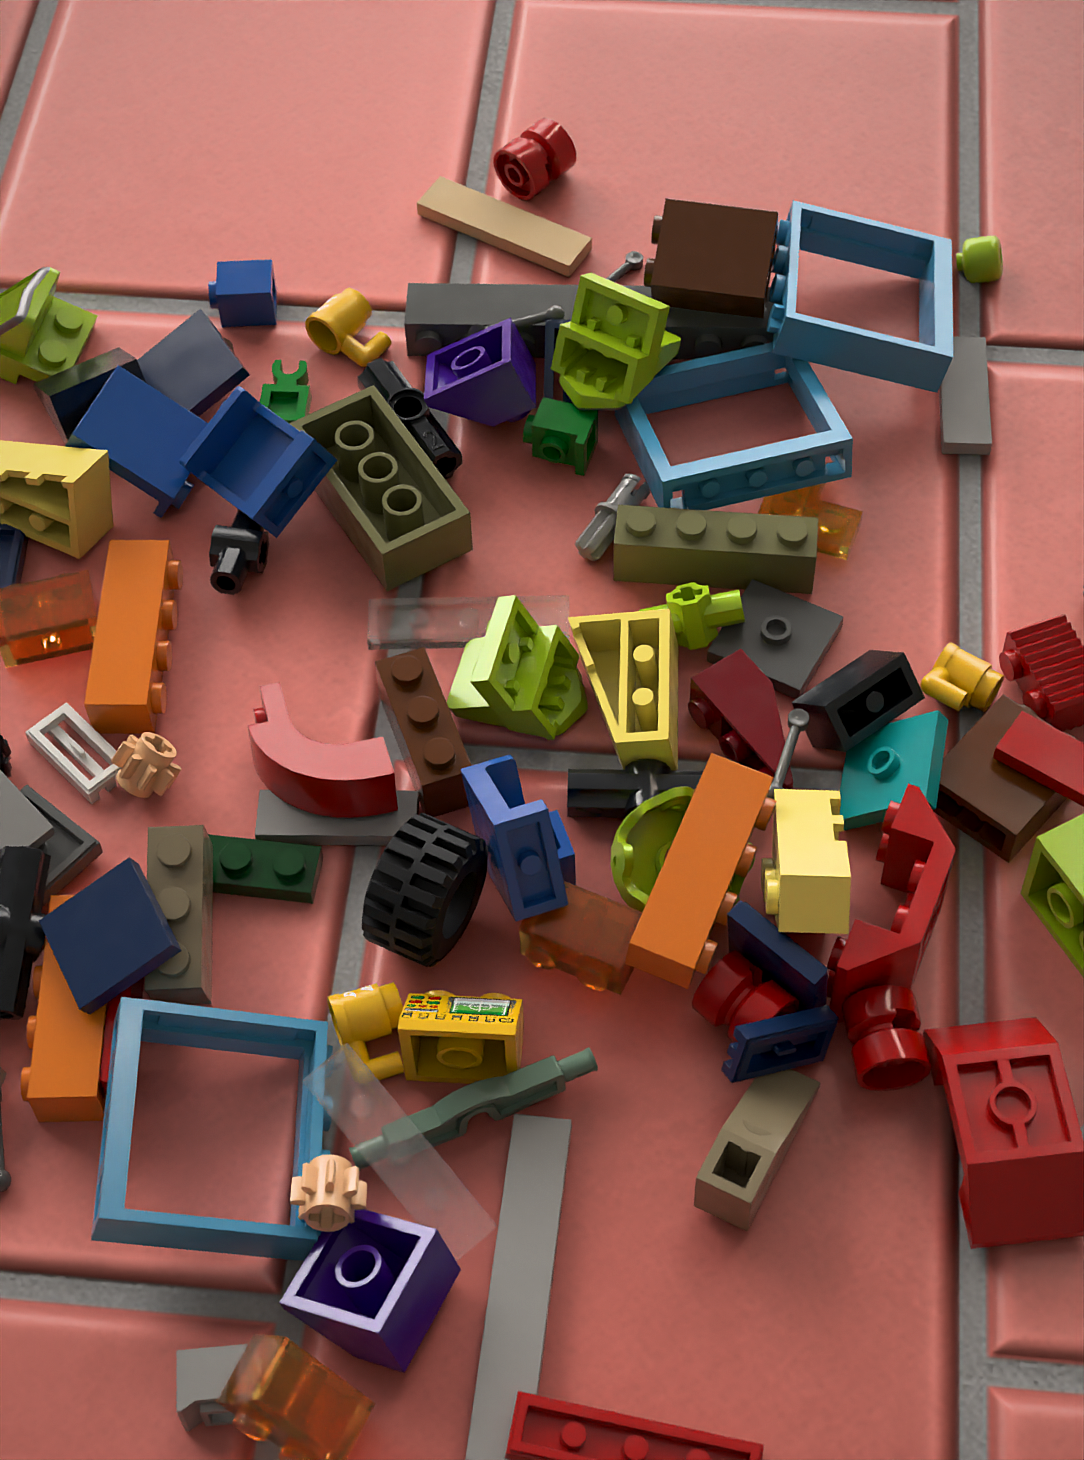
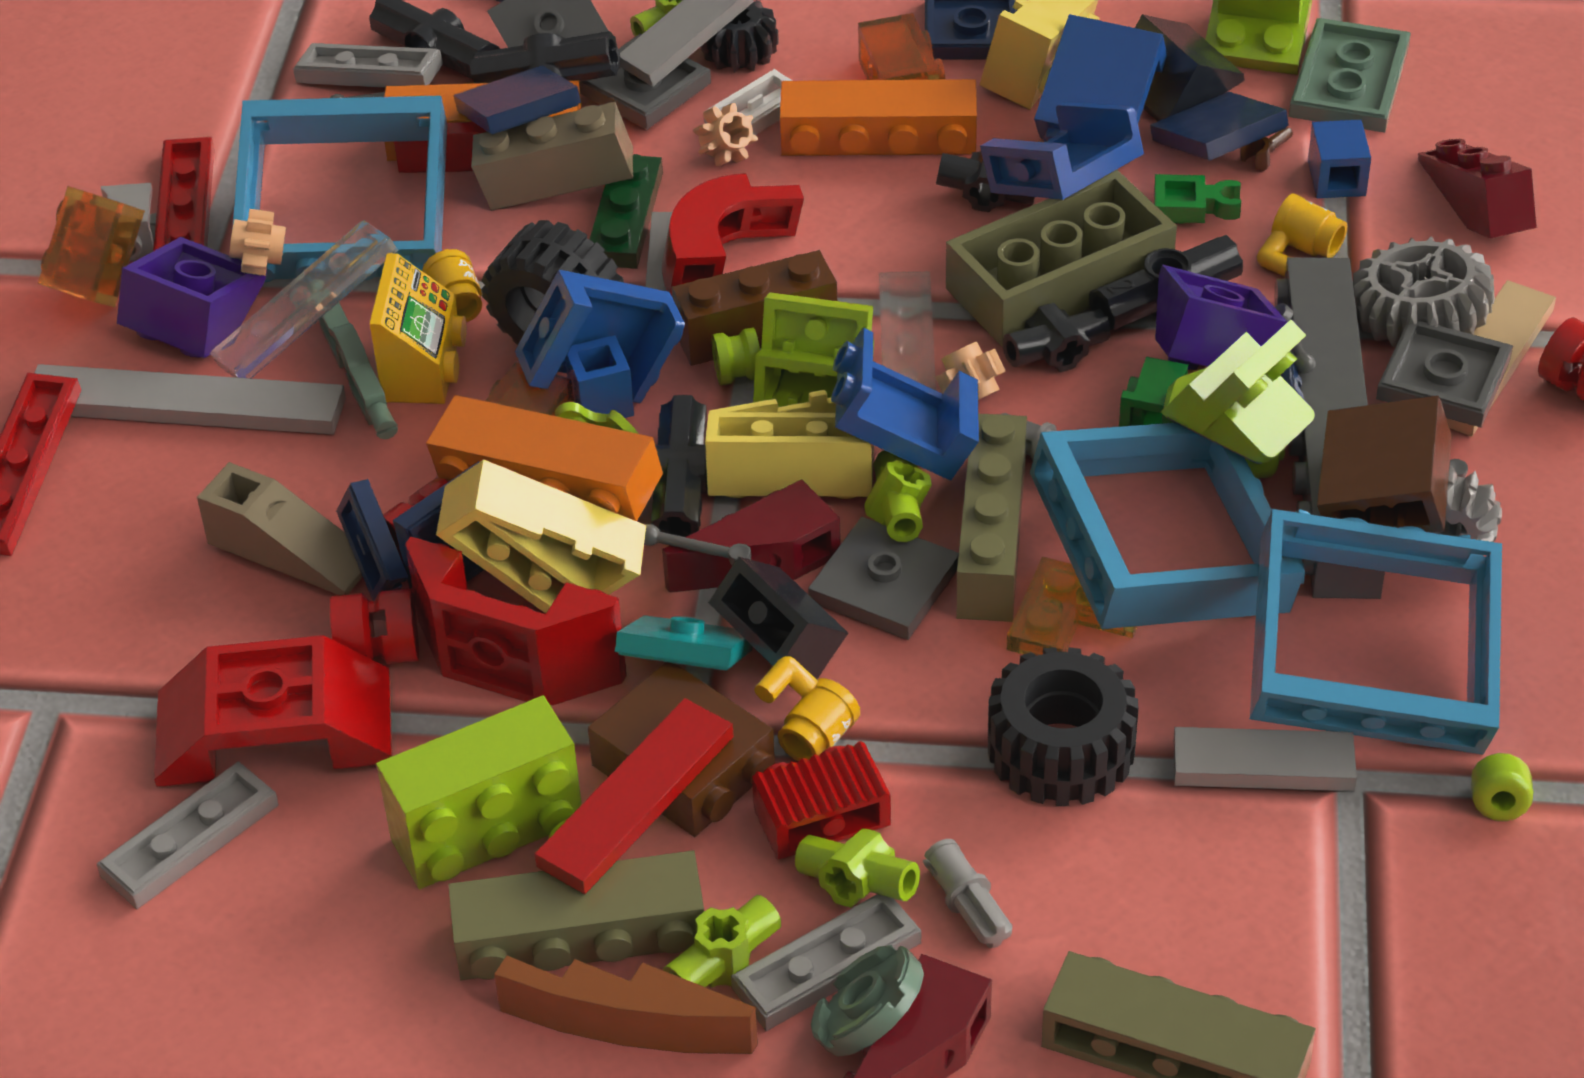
camera: 90 degrees right, 10 degrees down
(118, 283) = (1350, 73): none -> sand green tile
(149, 1337) = (184, 191): none -> red tile
(297, 205) = (1482, 188): none -> dark red slope
(439, 234) = (1424, 284): none -> light grey gear
(482, 500) = (1056, 337): none -> black axle
(489, 740) = (735, 355): none -> lime wheel
(529, 562) = (973, 363): none -> light nougat gear
(547, 241) = (1448, 364): none -> dark grey plate
(620, 581) = (904, 414): none -> blue panel
(971, 476) = (1062, 761): none -> black tyre

